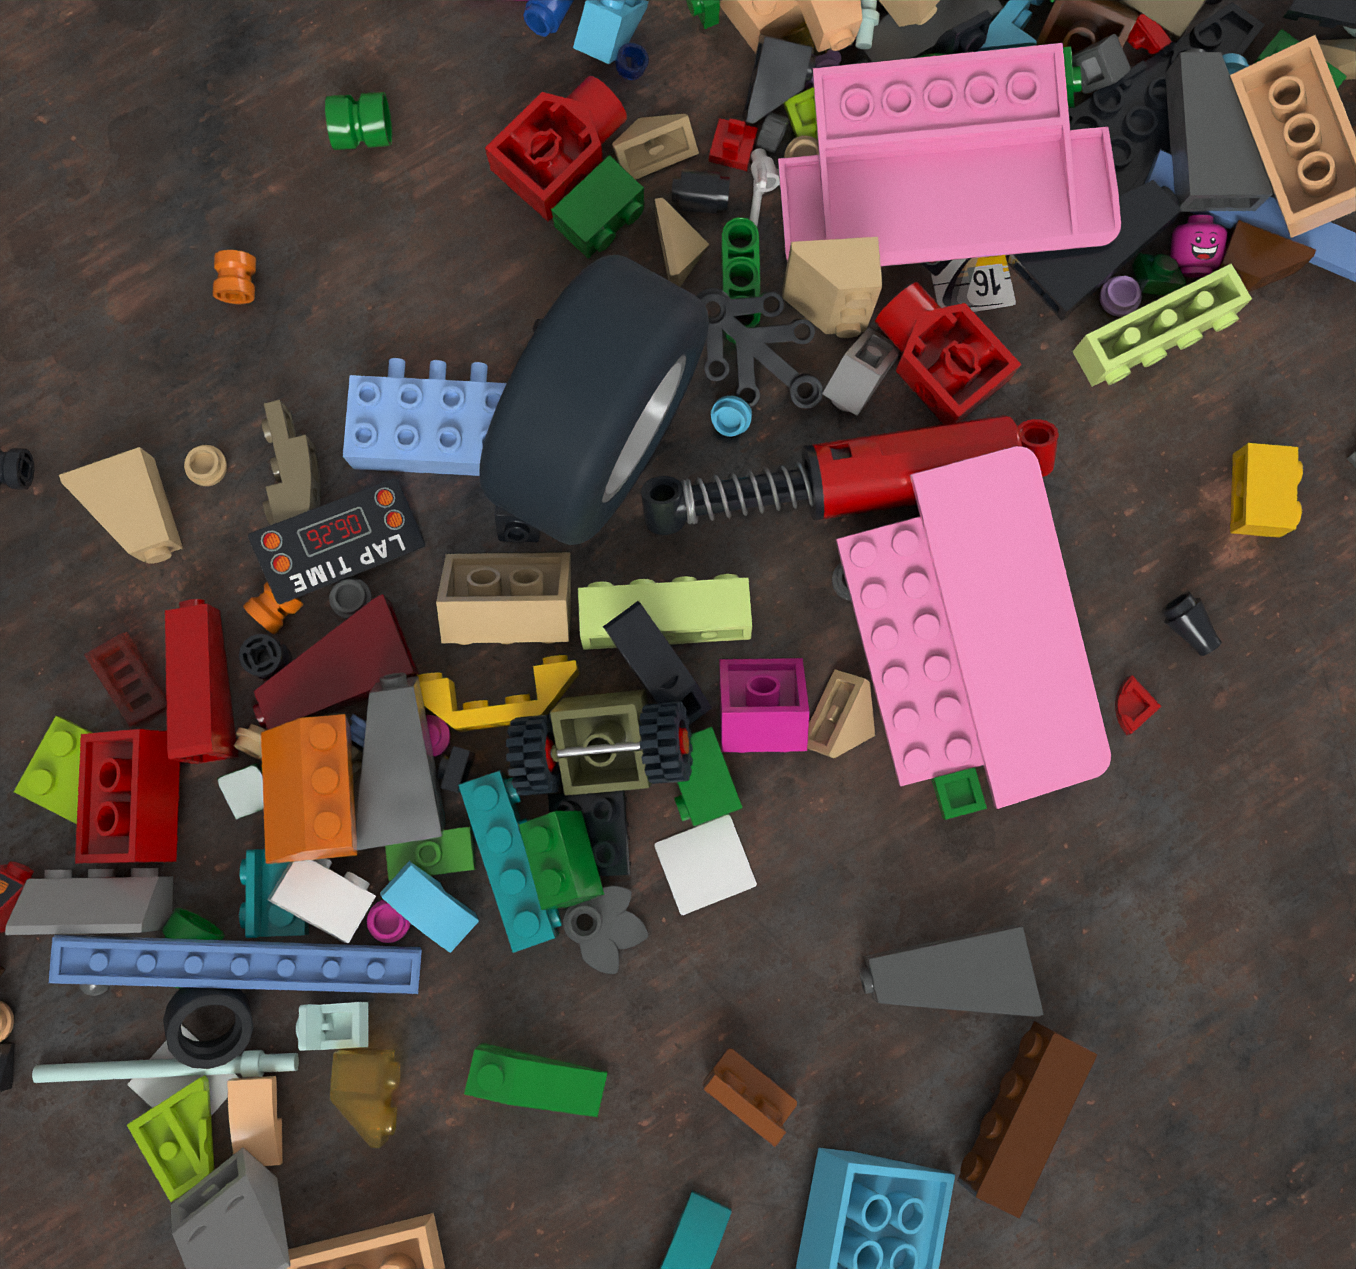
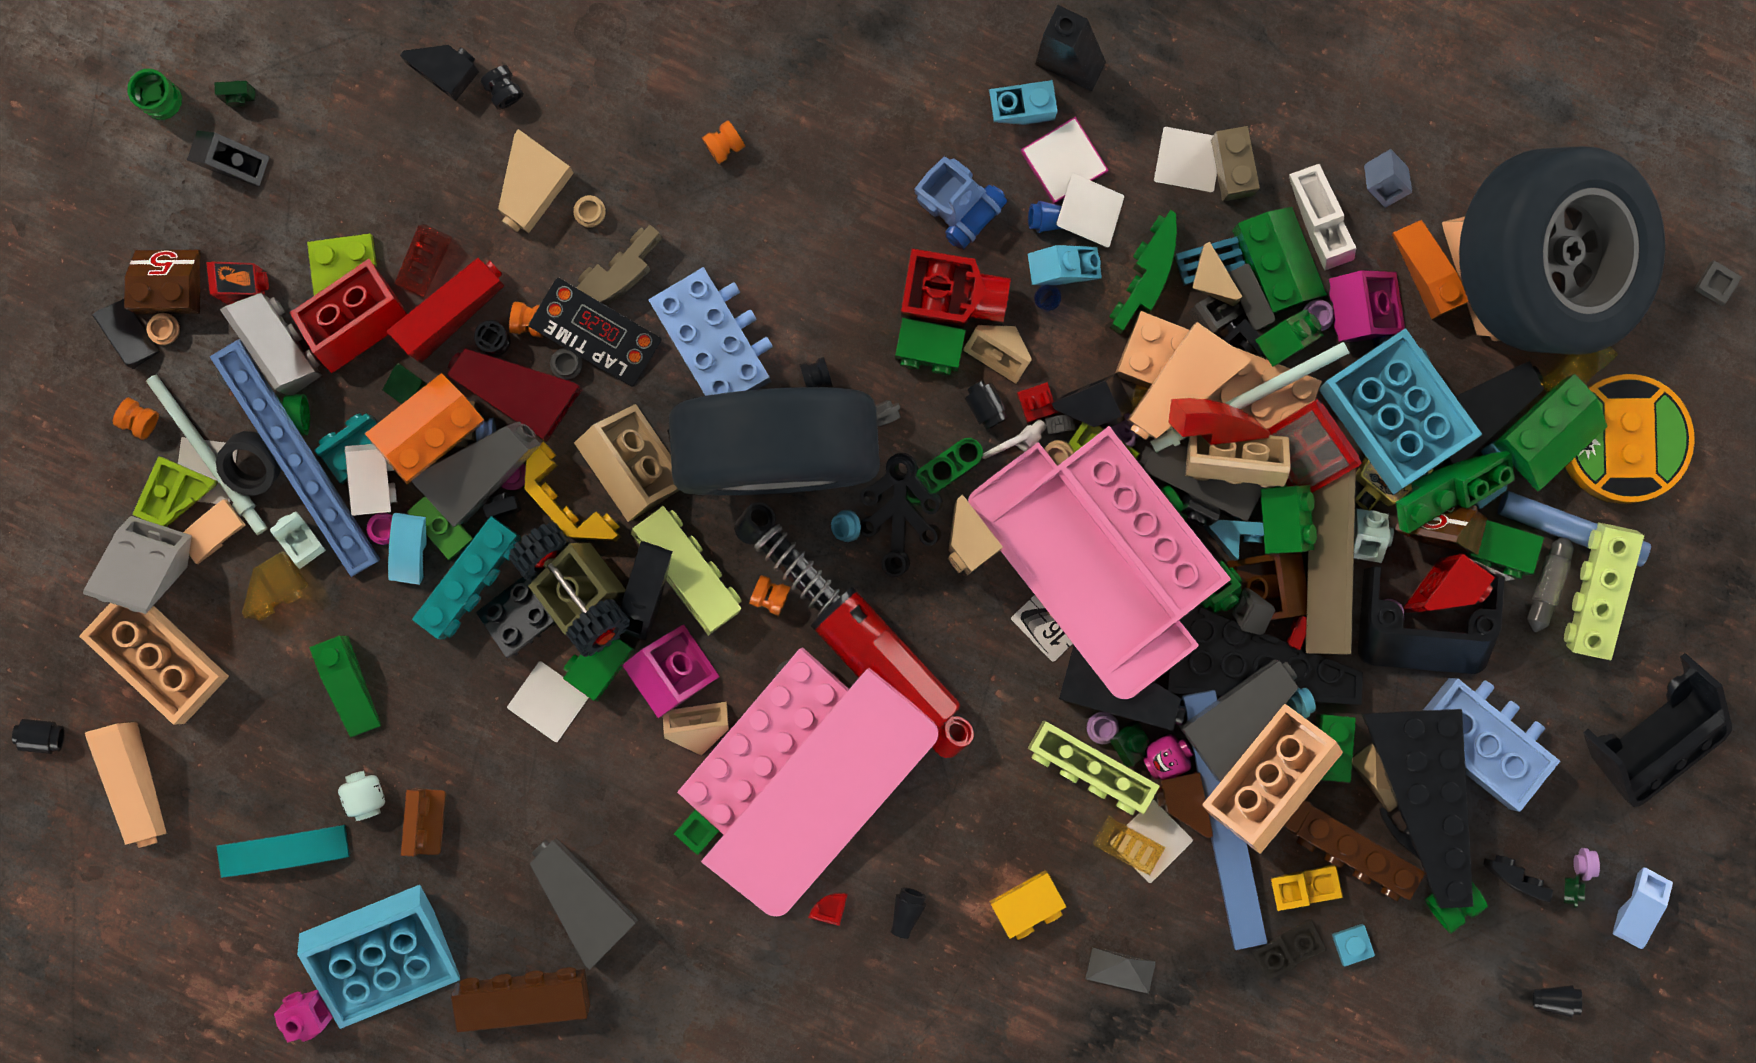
camera: 55 degrees right, 5 degrees up
(71, 1120) = (135, 418): none -> orange wheel
(250, 741) = (435, 367): tan plate -> none
(358, 120) = (883, 150): green wheel -> none
(468, 79) = (959, 200): none -> medium blue piece
(561, 859) = (487, 610): green brick -> none
(611, 928) = (466, 670): dark grey plate -> none
(673, 1148) = (361, 796): none -> light aqua head
(679, 242) = (942, 414): tan slope -> none
(751, 543) = (776, 598): none -> orange wheel
(861, 371) = (935, 591): light grey slope -> none
(945, 353) = (978, 637): red brick -> none
(1236, 361) = (1106, 832): none -> clear yellow slope
(1273, 328) = (1162, 829): none -> white sticker

